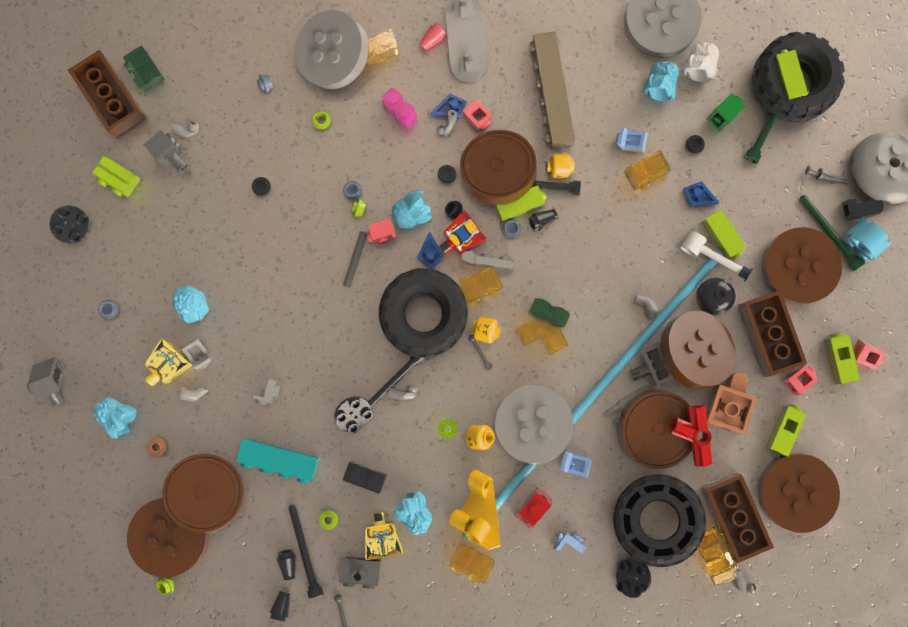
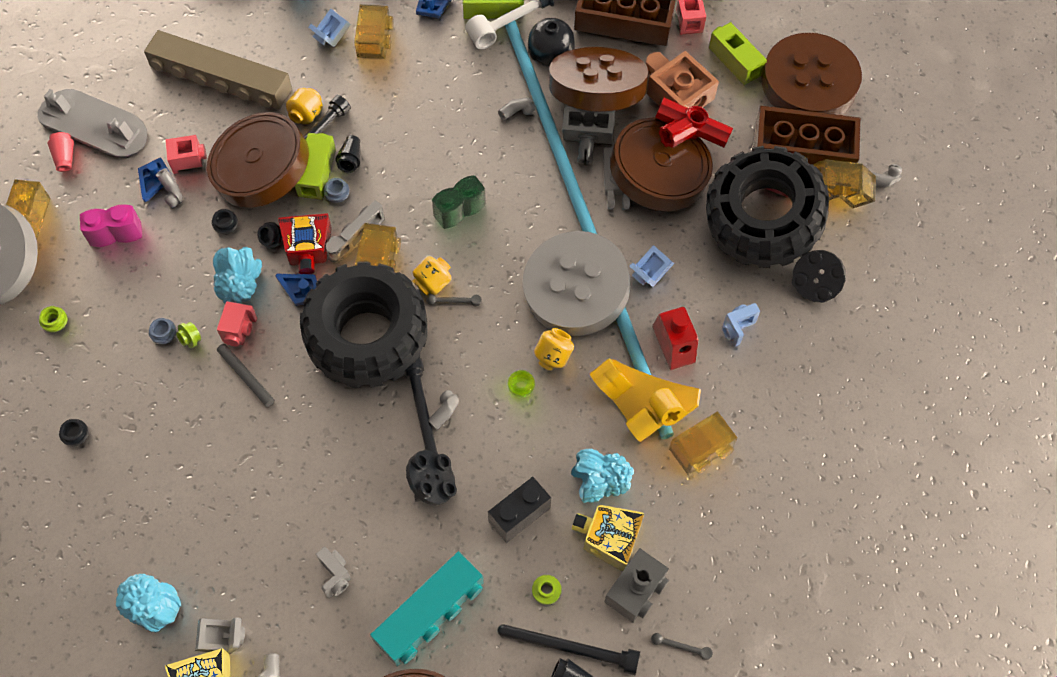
camera: 60 degrees left, 20 degrees down
(550, 335) = (485, 214): clear yellow brick -> none

